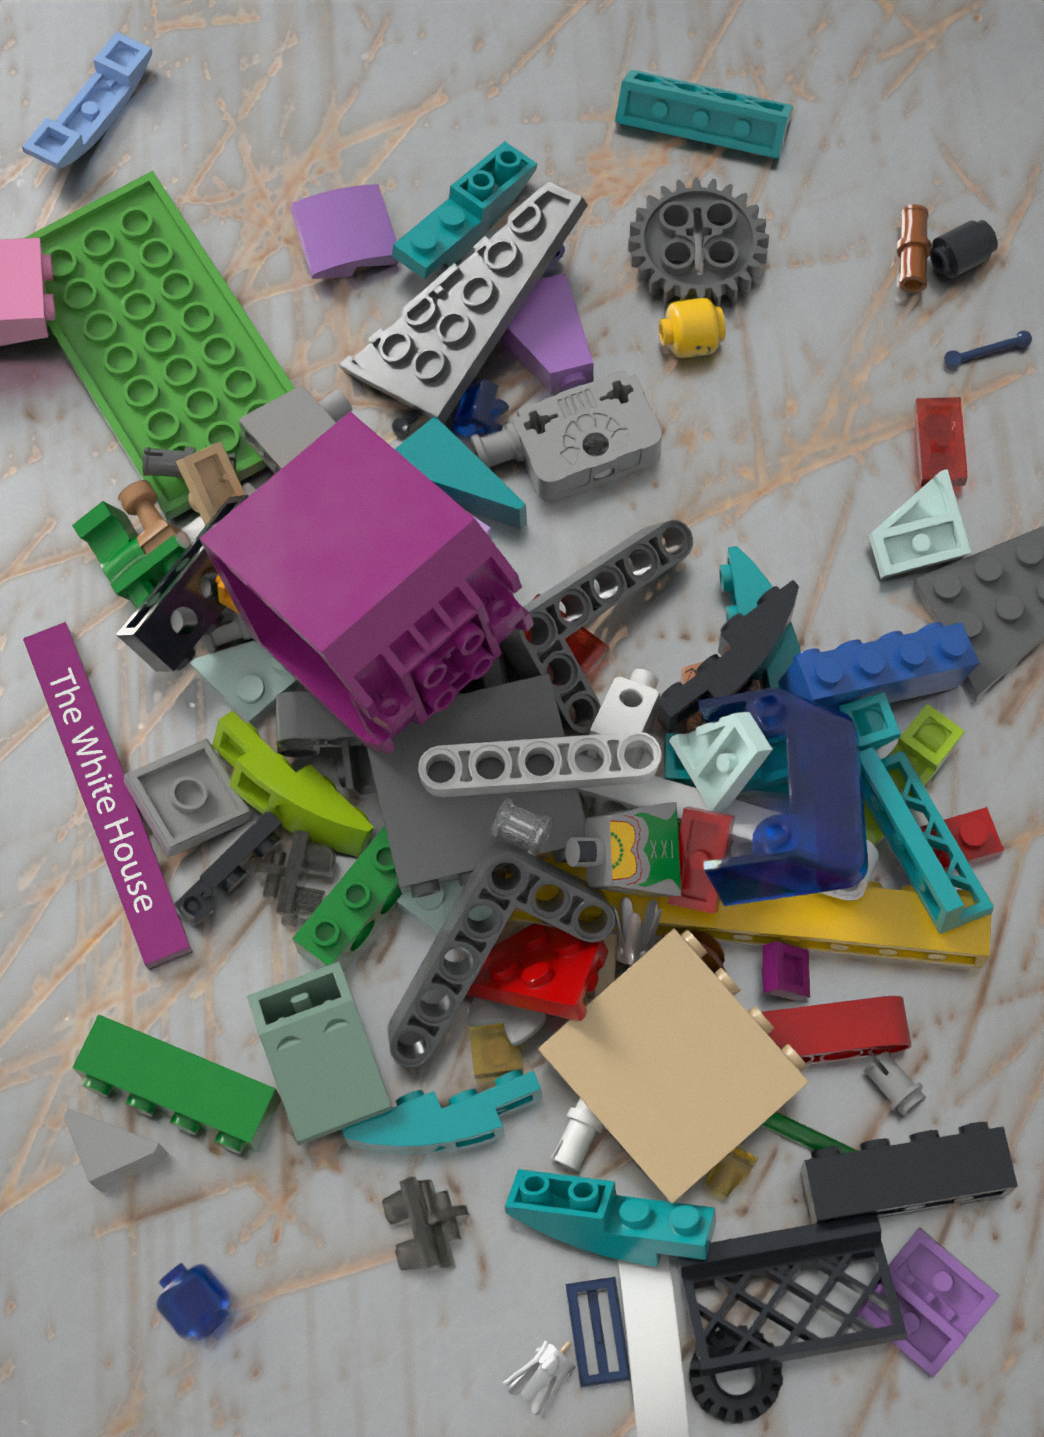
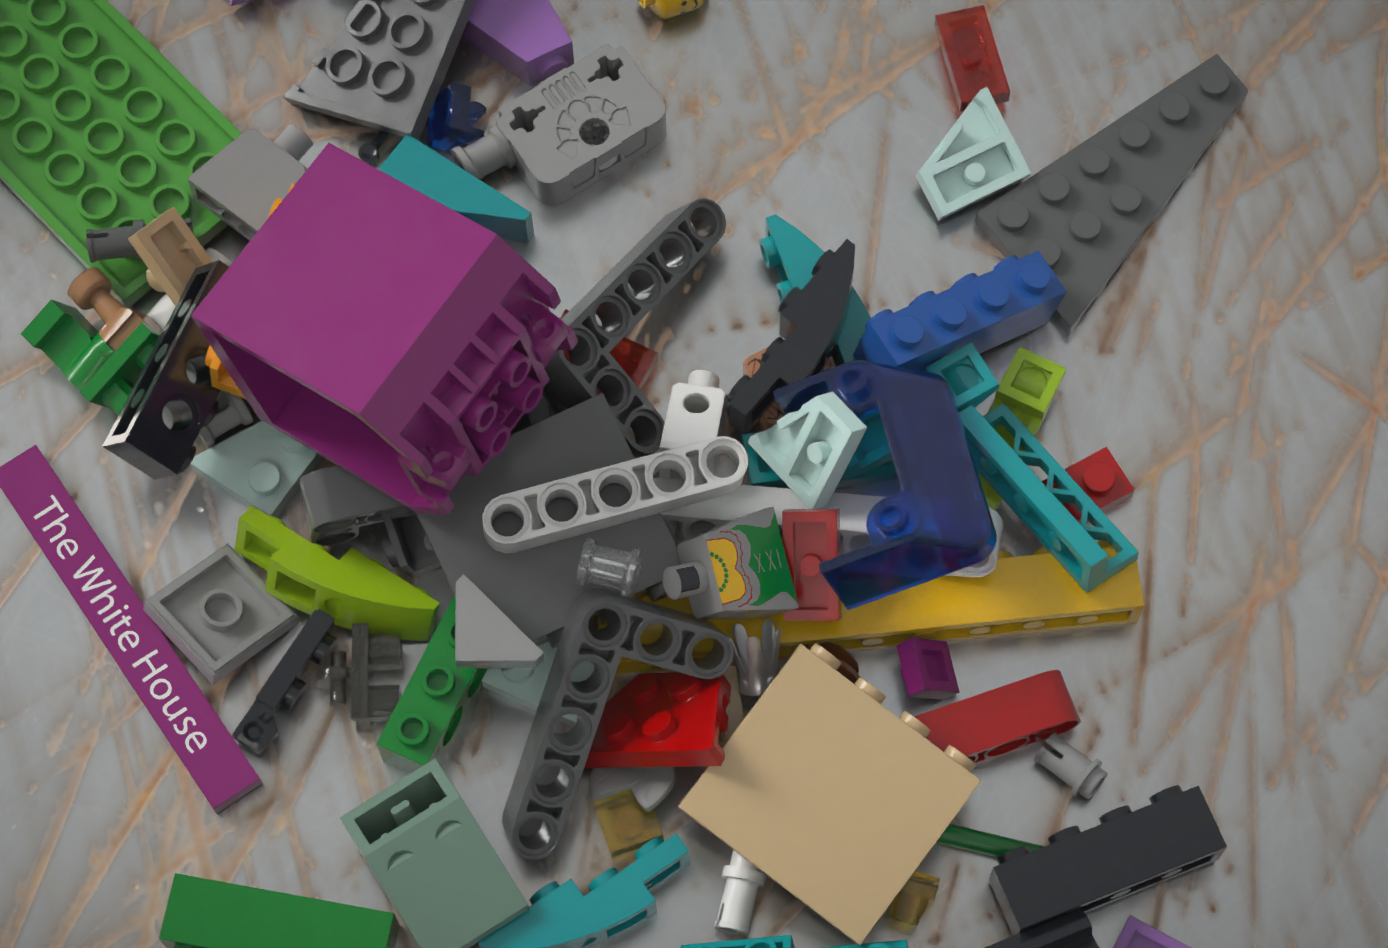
camera: 15 degrees left, 0 degrees up
(401, 864) = (487, 635): none -> light grey slope

